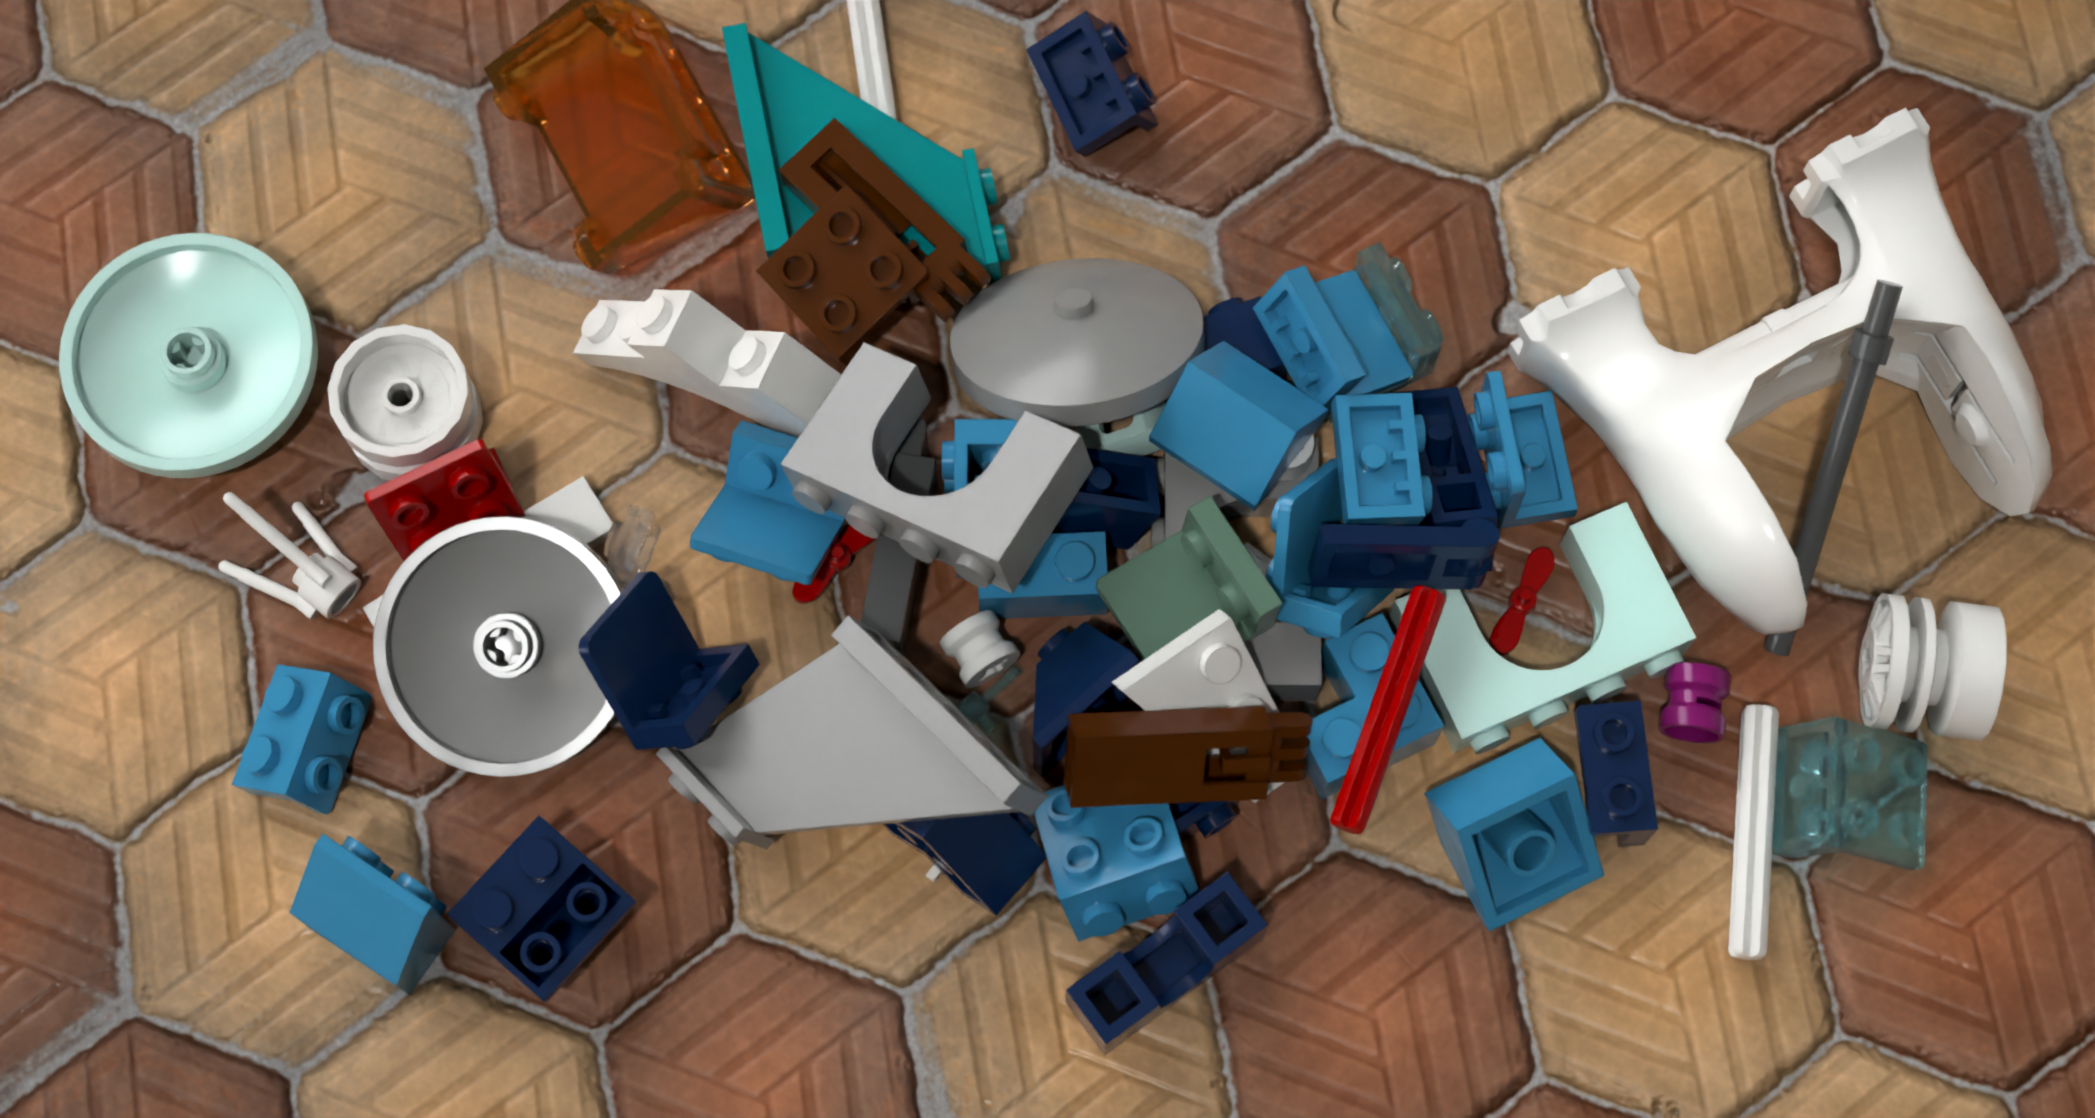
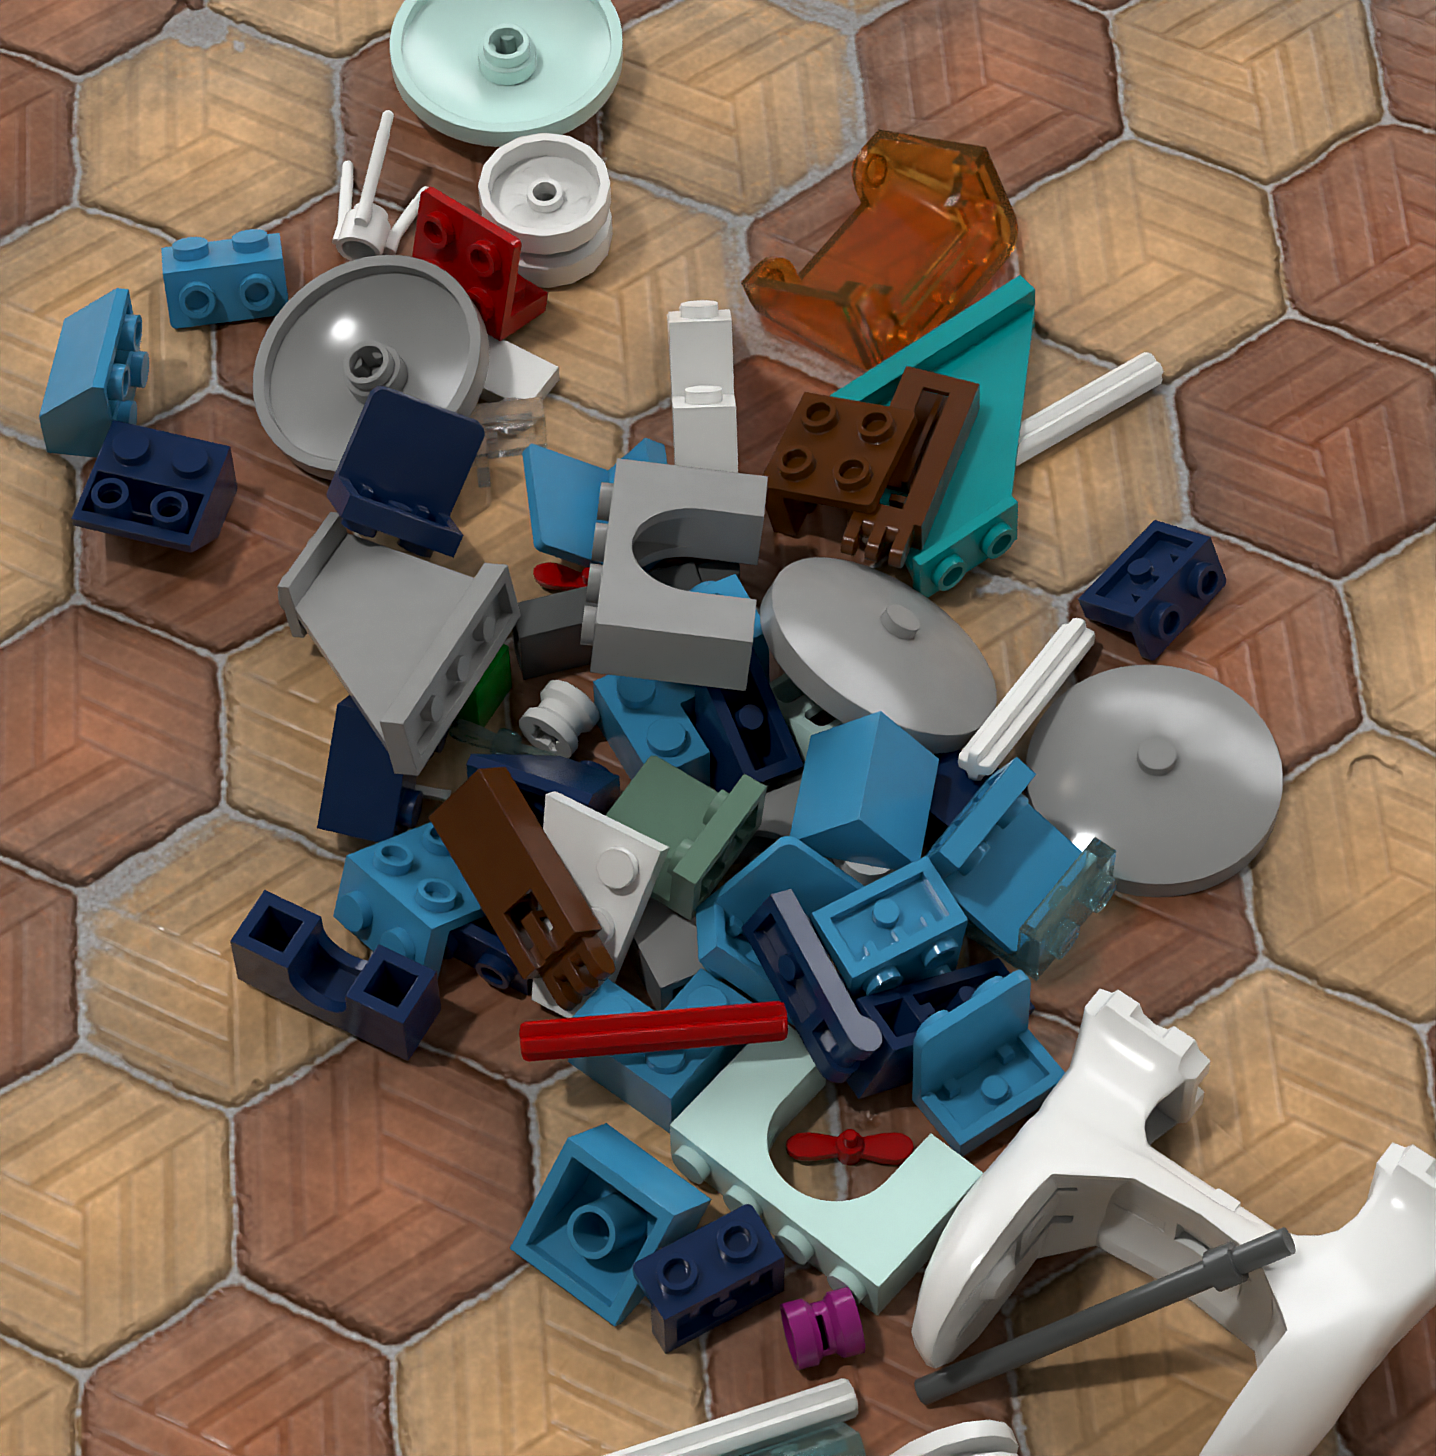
camera: 65 degrees right, 15 degrees down
(1172, 242) = (1026, 699): none -> white axle
(1278, 177) = (1161, 773): none -> light grey dish

